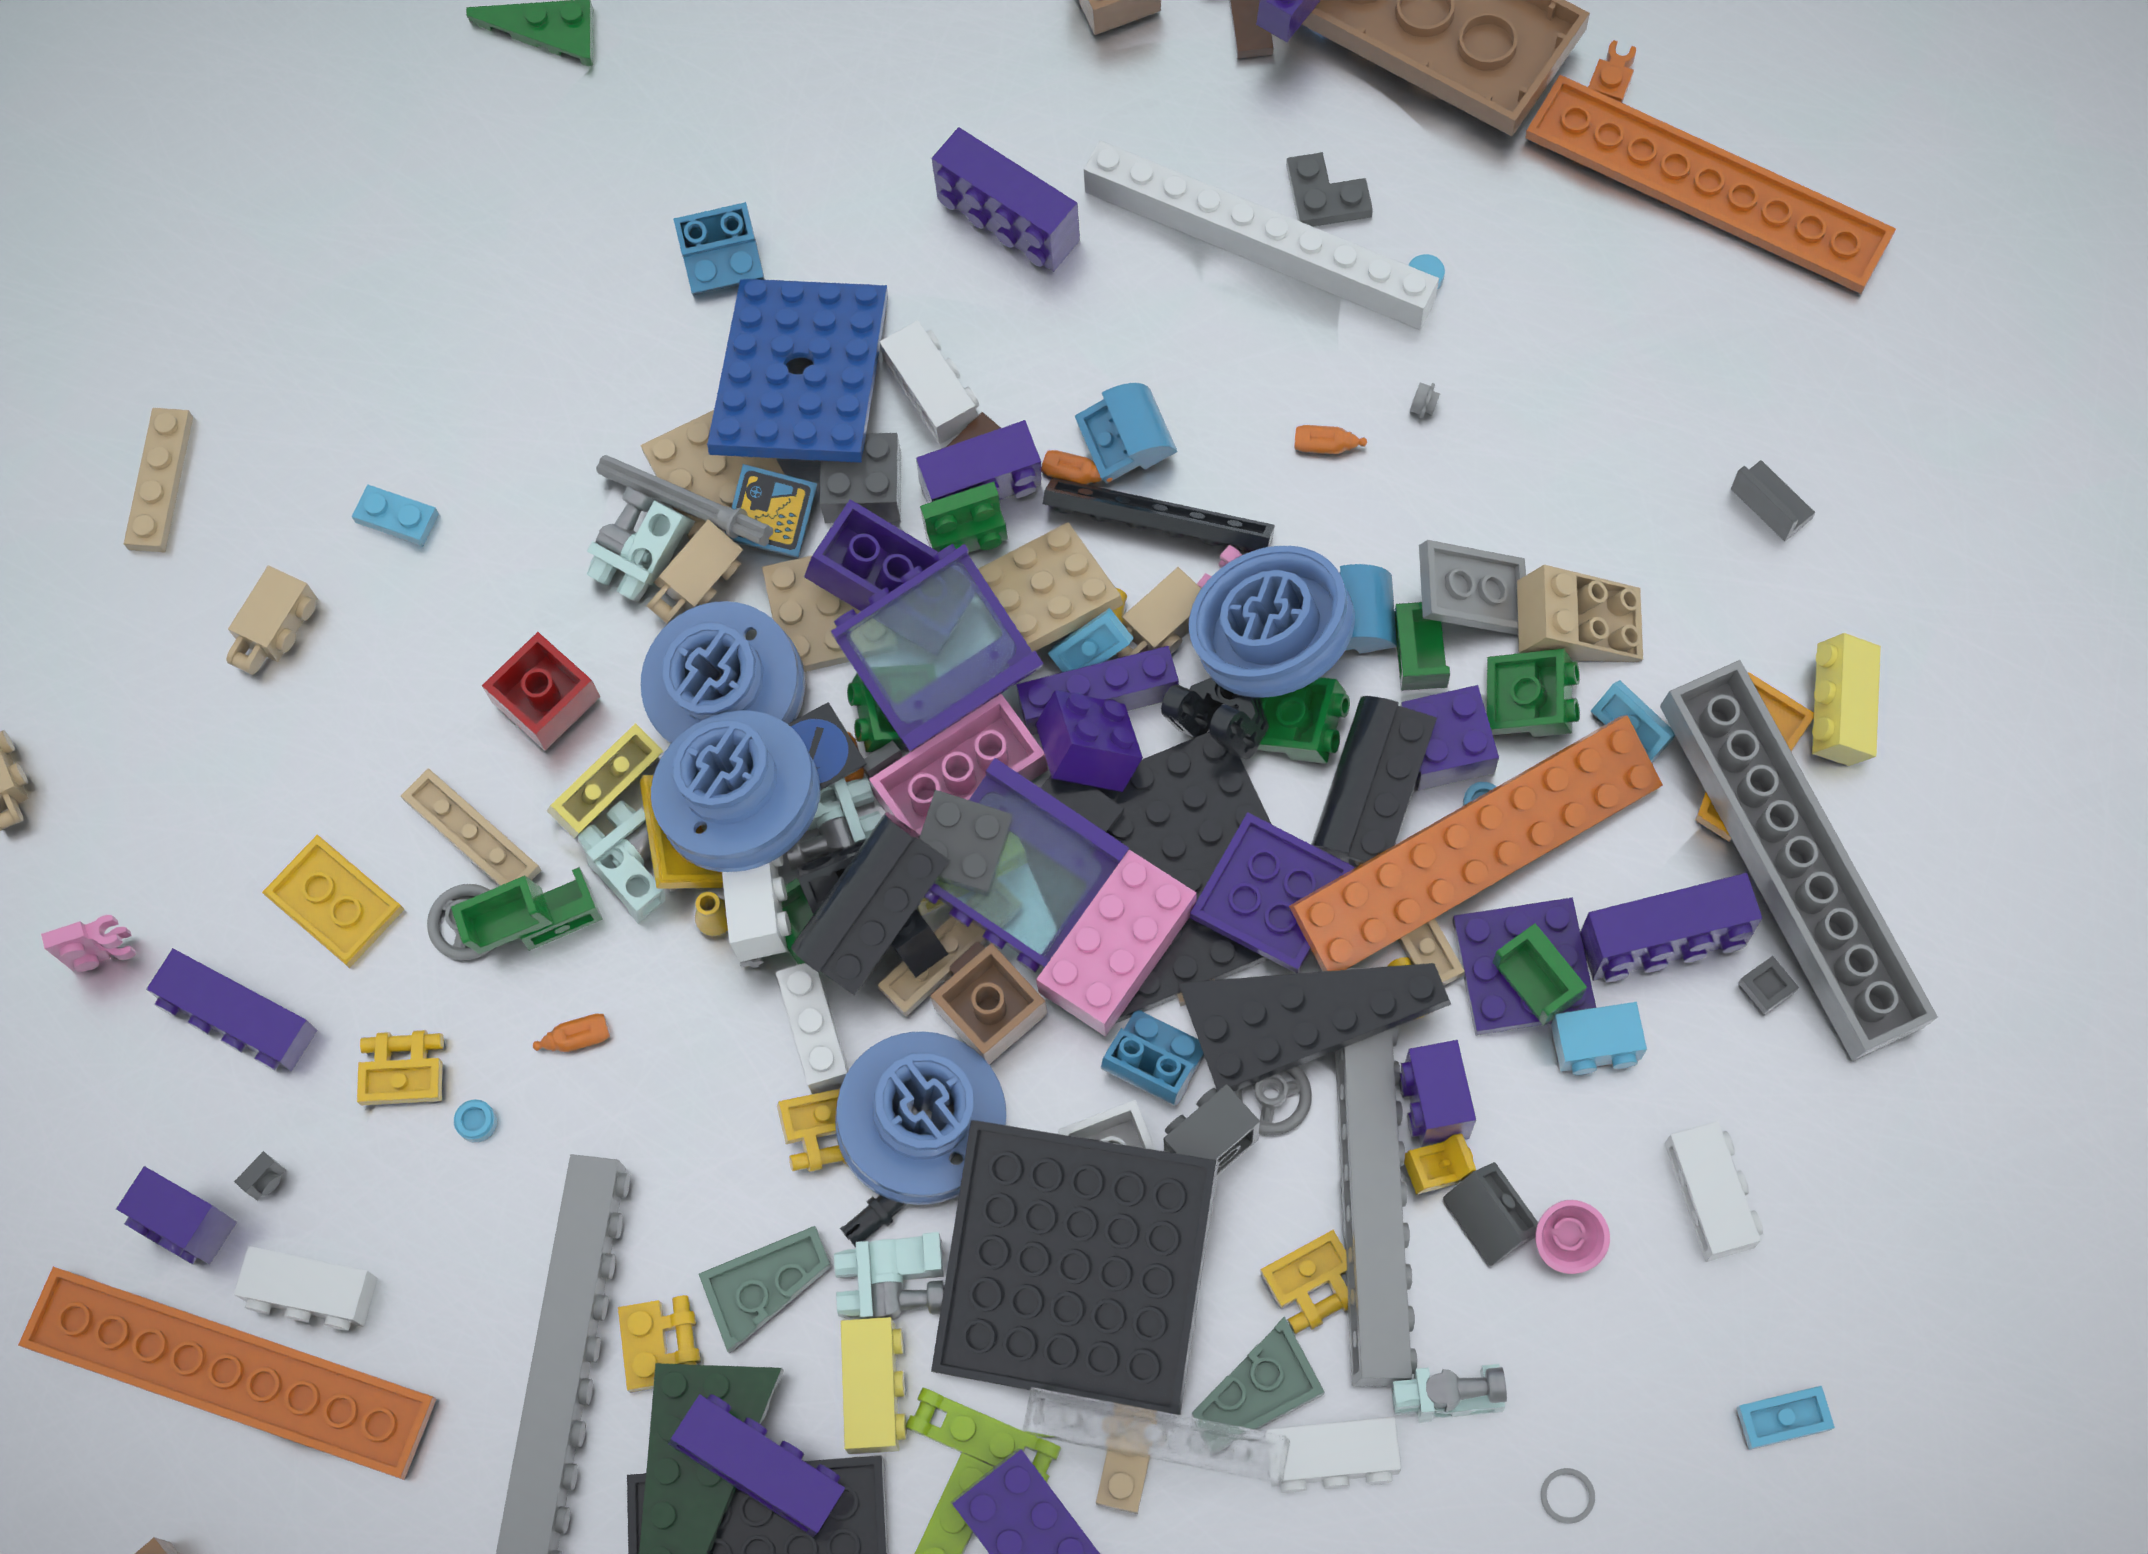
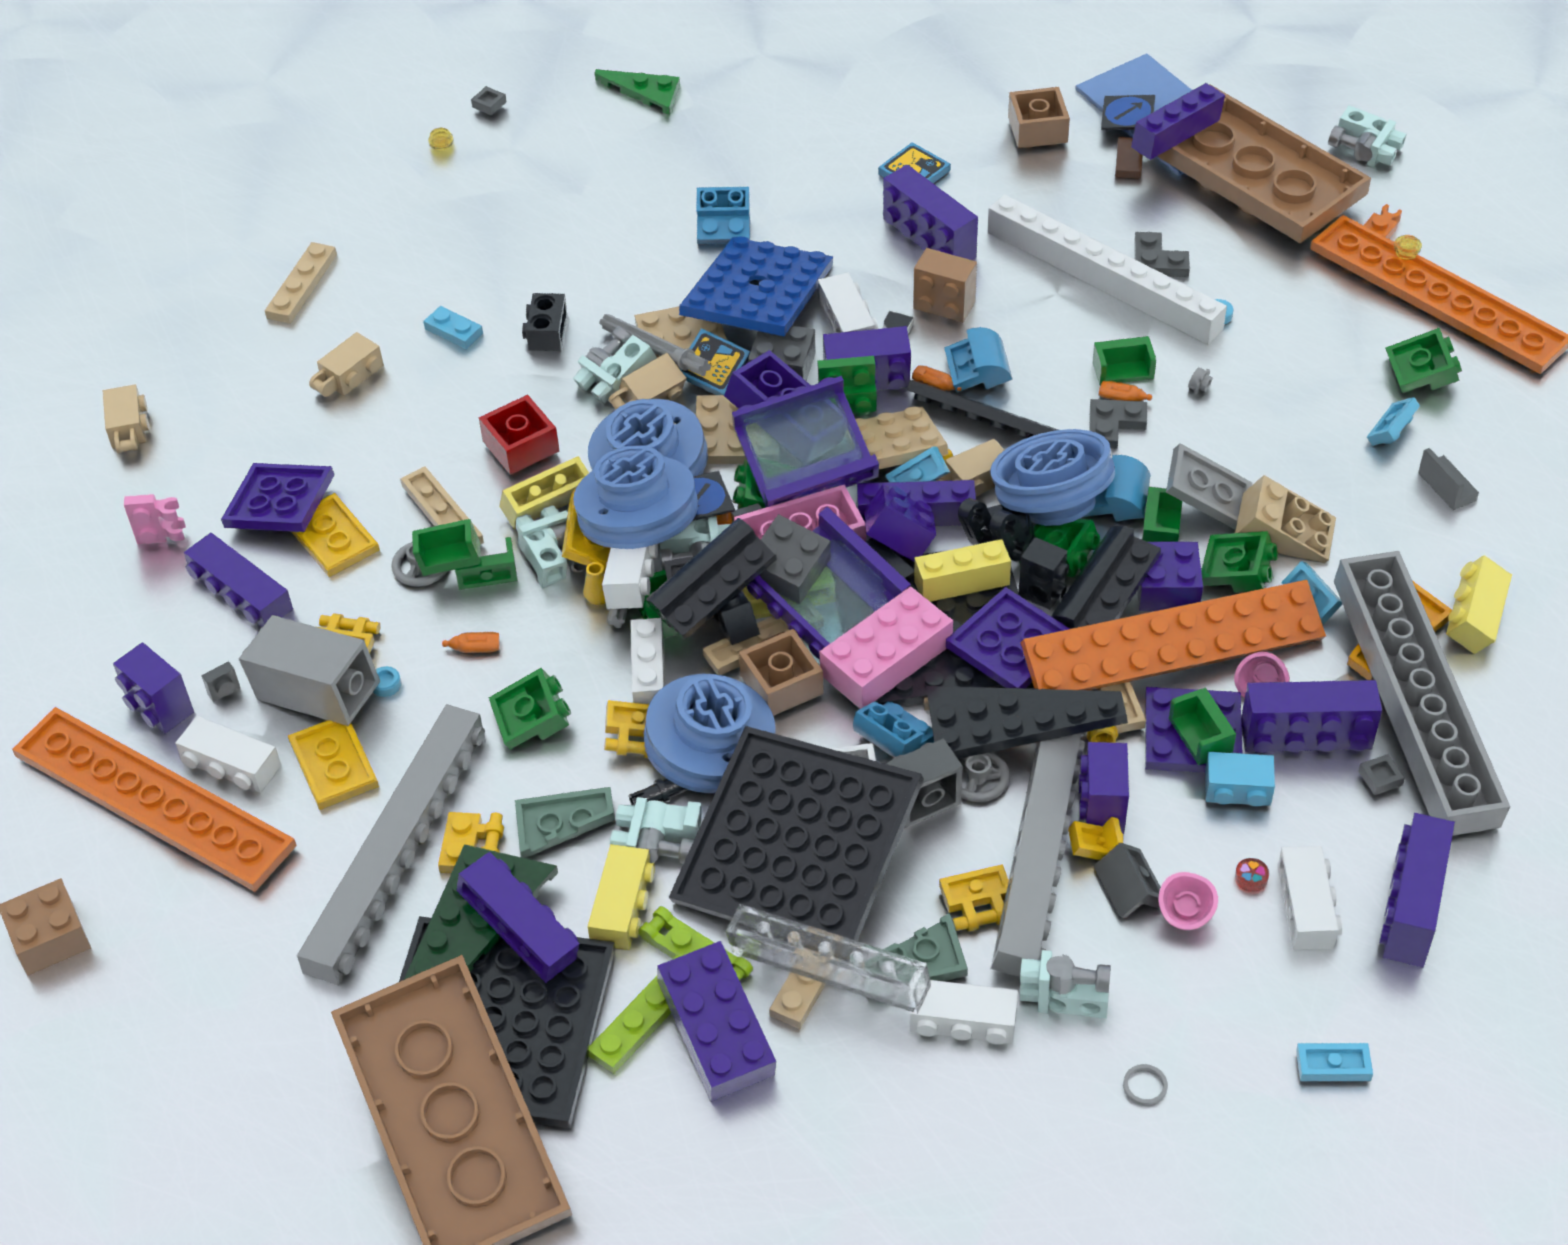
camera: 10 degrees right, 20 degrees down
(244, 864) = (278, 497): none -> dark purple plate
(280, 182) = (440, 139): none -> clear yellow plate
(328, 97) = (488, 100): none -> dark grey plate
(375, 1144) = (310, 670): none -> light grey brick
(444, 1260) = (332, 762): none -> yellow tile
(528, 482) = (545, 322): none -> black brick
(678, 1129) = (530, 708): none -> green plate
(960, 99) = (919, 159): none -> tile
(1001, 385) = (896, 319): none -> black tile
(1053, 316) = (944, 285): none -> medium nougat brick
(1186, 798) = (962, 570): none -> light yellow brick
(1291, 776) = (1043, 573): none -> black brick
(1316, 482) = (1110, 415): none -> dark grey plate
(1318, 389) = (1124, 360): none -> green panel
(1599, 875) = (1260, 668): none -> bright pink helmet
(1637, 1167) = (1251, 874): none -> clear red tile
(1656, 118) = (1407, 246): none -> clear yellow plate
(1687, 418) = (1393, 421): none -> medium azure plate
(1709, 310) = (1424, 361): none -> green plate
(1845, 1158) = (1416, 889): none -> dark purple brick

